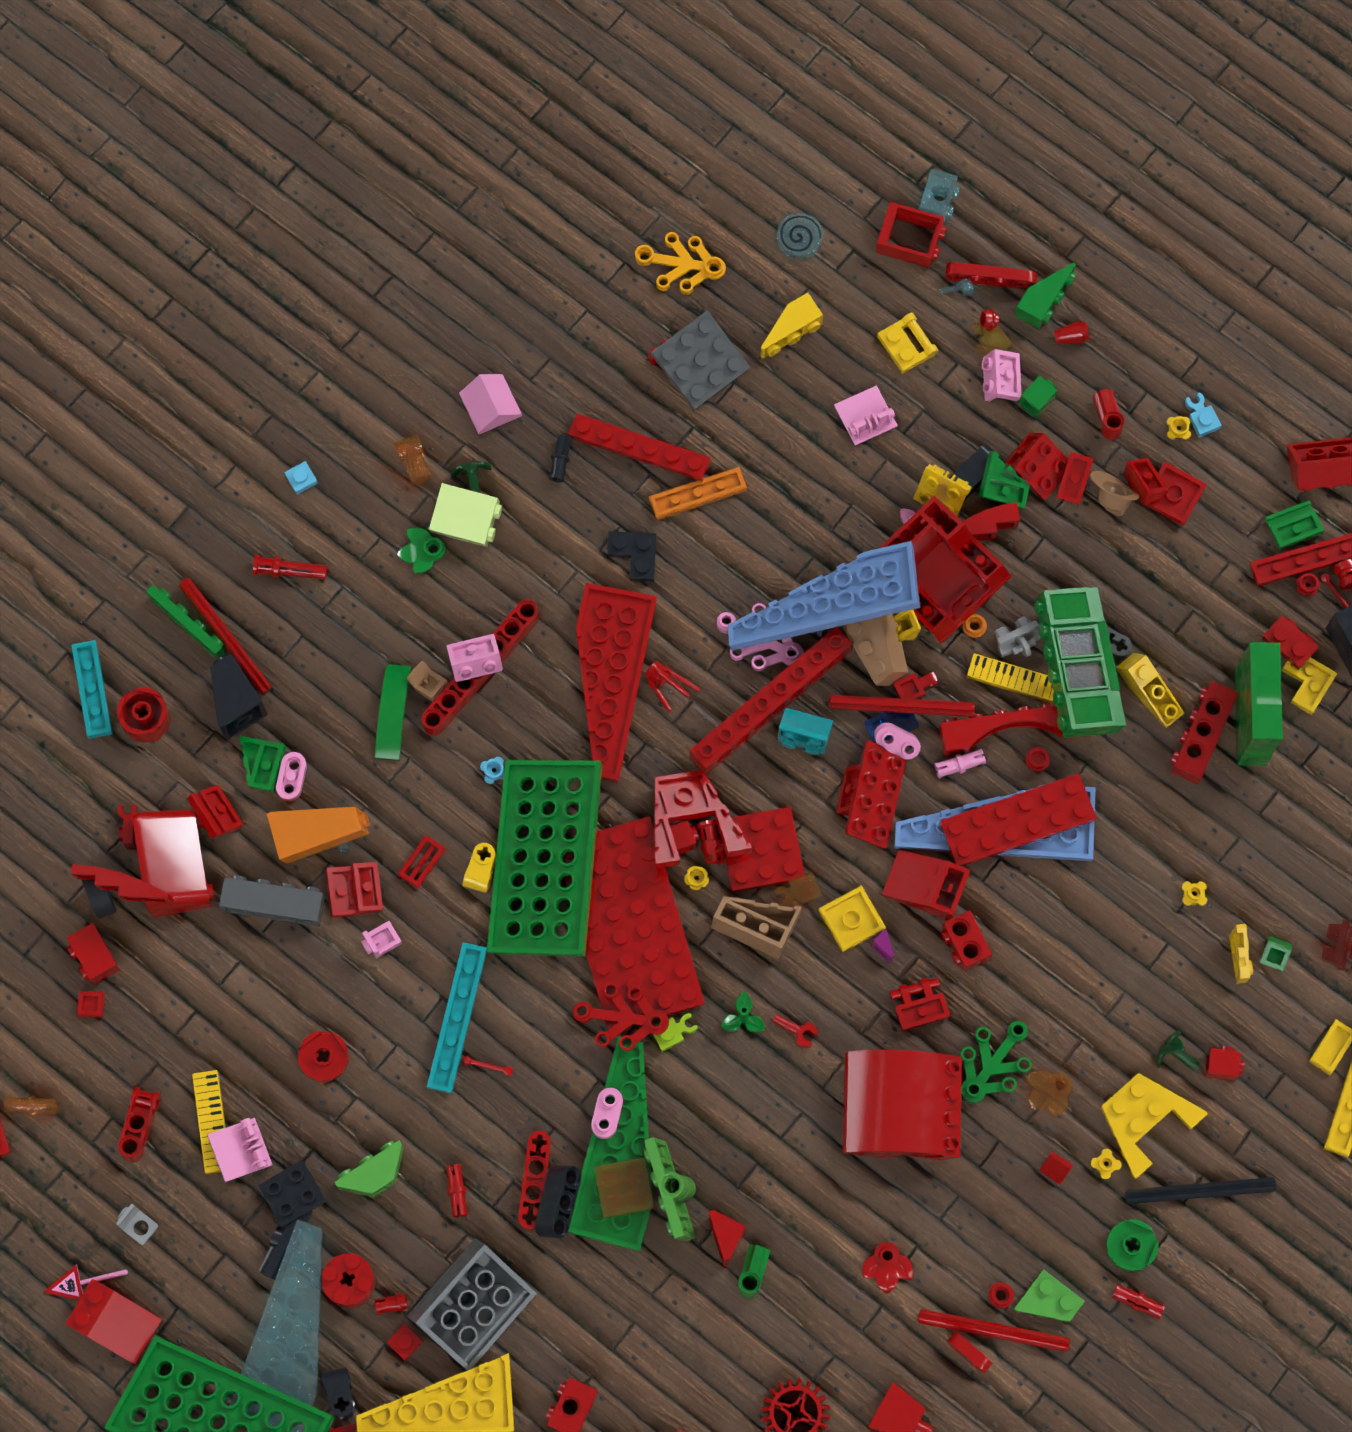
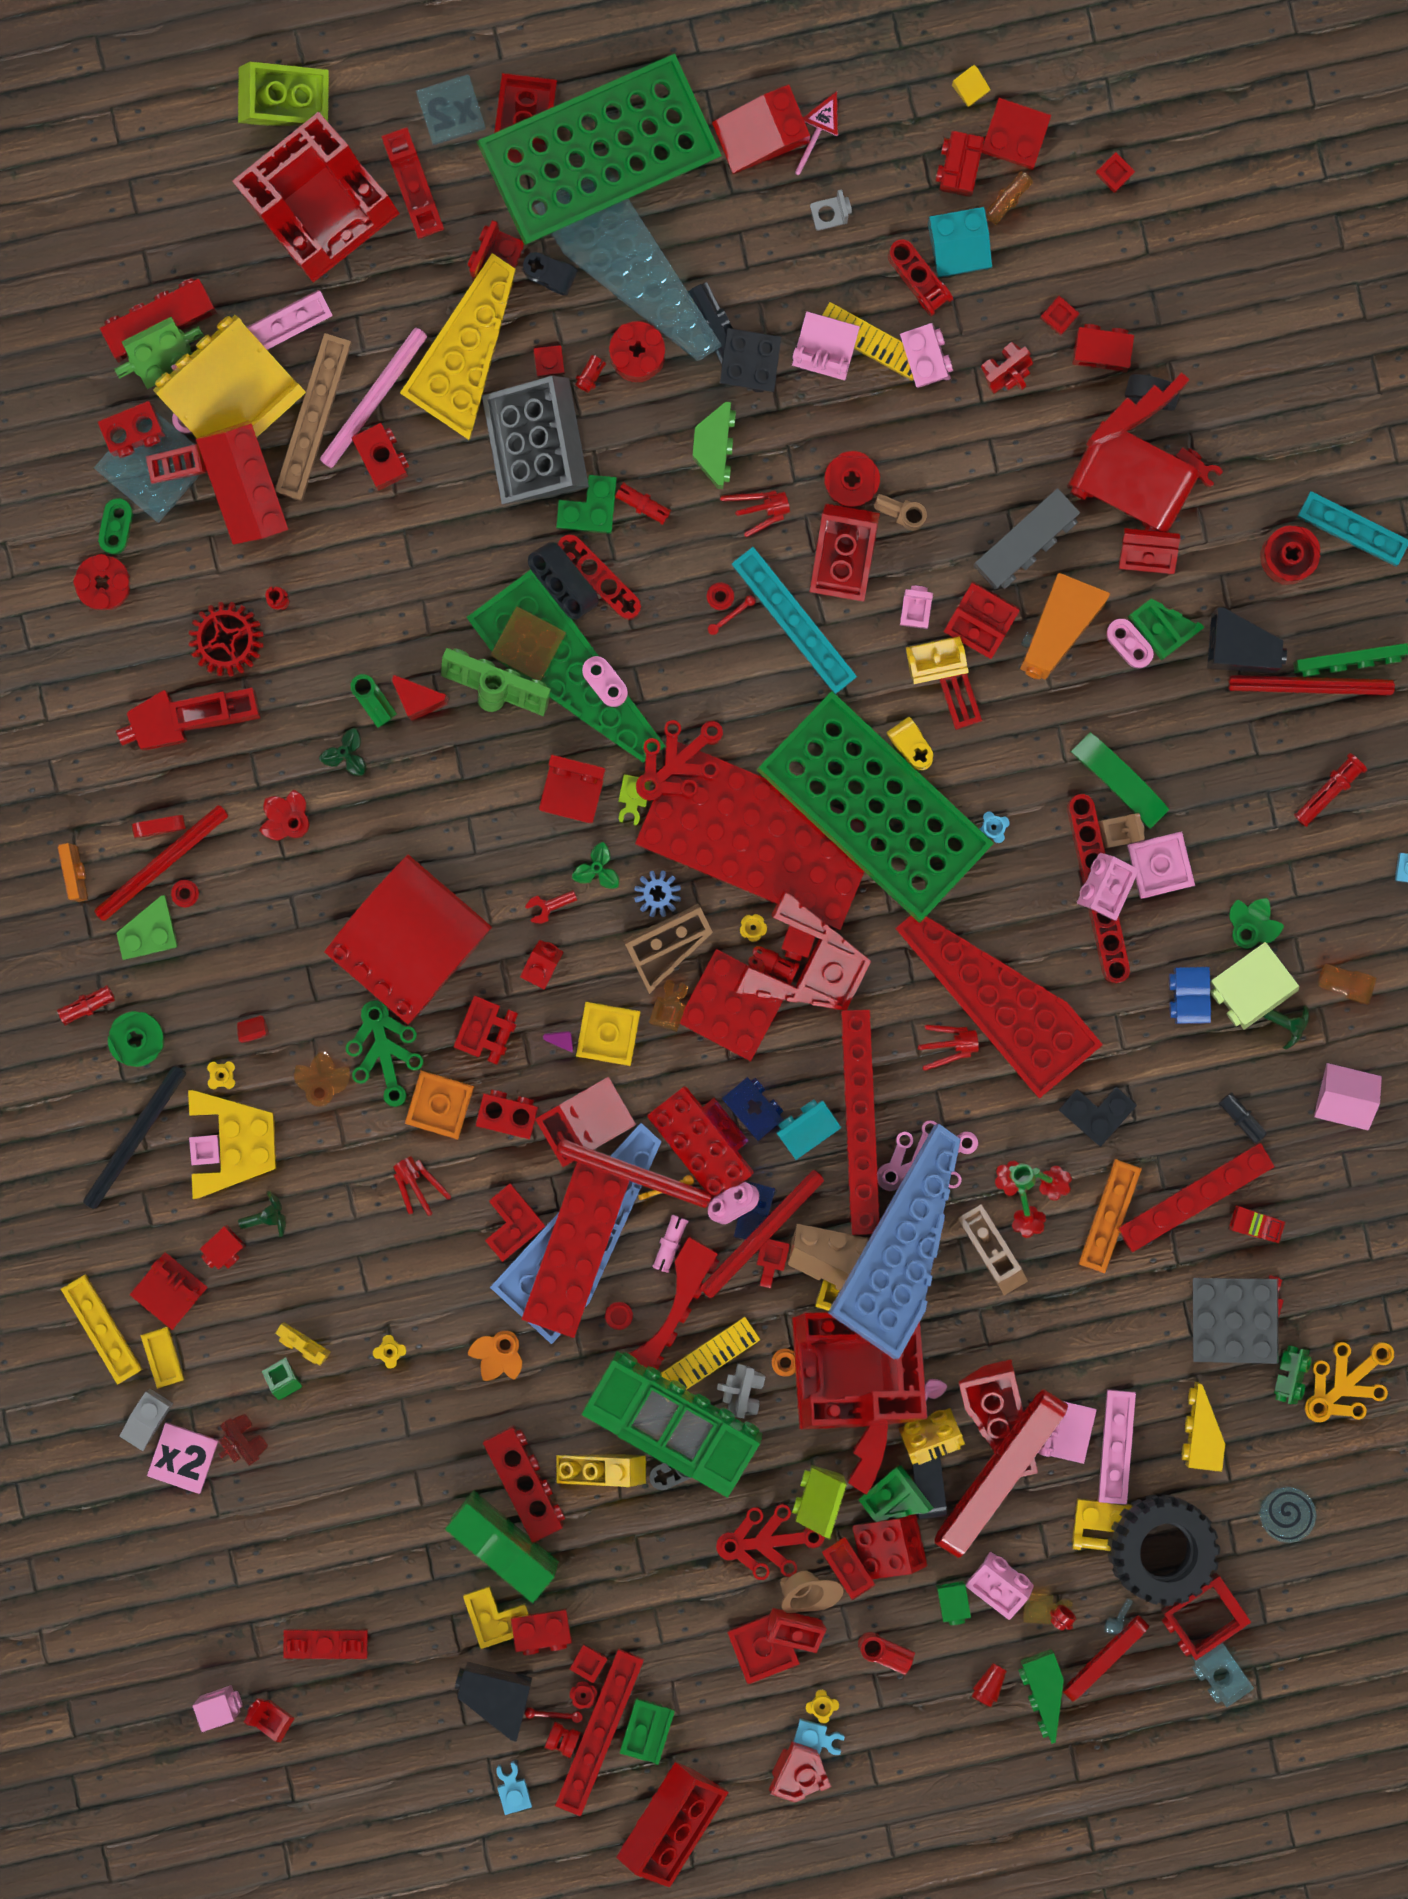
camera: 130 degrees right, 15 degrees up
(31, 1158) = (961, 163): none -> red brick
(90, 1113) = (960, 242): none -> teal slope
(147, 1006) = (1011, 371): none -> red hips
(192, 1073) = (926, 355): none -> bright pink bracket
(319, 1004) = (898, 510): none -> medium nougat axle
(379, 1020) = (844, 552): none -> red slope
(386, 1095) = (774, 504): none -> red plant
(407, 896) = (936, 660): none -> yellow hinge
(428, 639) = (1161, 865): none -> bright pink plate
(480, 1075) = (720, 587): none -> red plate
(490, 1220) = (595, 513): none -> green plate
(504, 552) = (1191, 995): none -> blue brick
(625, 396) = (1256, 1224): none -> red leg
(697, 303) = (1297, 1365): none -> green hinge
(701, 1077) = (572, 789): none -> red bracket
(723, 572) = (1021, 1178): none -> red plant
(737, 961) = (650, 898): none -> medium blue gear
(739, 1391) = (272, 593): none -> red pin
(784, 549) = (992, 1249): none -> medium nougat slope
(808, 1248) = (334, 756): none -> dark green plant
(820, 793) = (758, 1124): none -> clear blue brick
(841, 1001) = (541, 964): none -> red bracket
(847, 372) = (1116, 1446): none -> bright pink plate
(853, 1378) = (215, 710): none -> red slope
(889, 462) = (994, 1403): none -> red wedge
(890, 263) = (1197, 1562): none -> black tyre
(908, 786) = (687, 1180): none -> light orange hinge
(928, 427) = (1001, 1473): none -> beam
(934, 820) = (633, 1173): none -> red axle
(997, 995) = (439, 1104): none -> orange tile
(1033, 873) = (520, 1223): none -> red plate
(1046, 526) = (819, 1500): none -> lime slope
(1053, 1383) = (73, 872): none -> orange plate
(1061, 979) = (407, 1172): none -> red plant
(1104, 546) = (764, 1542): none -> red plant
(1136, 817) = (495, 1358): none -> orange plate
(1167, 1132) = (204, 1150): none -> bright pink plate
(1235, 408) = (798, 1773): none -> plate
(1284, 597) = (588, 1663): none -> red plate
(1284, 1079) = (168, 1290): none -> red hinge

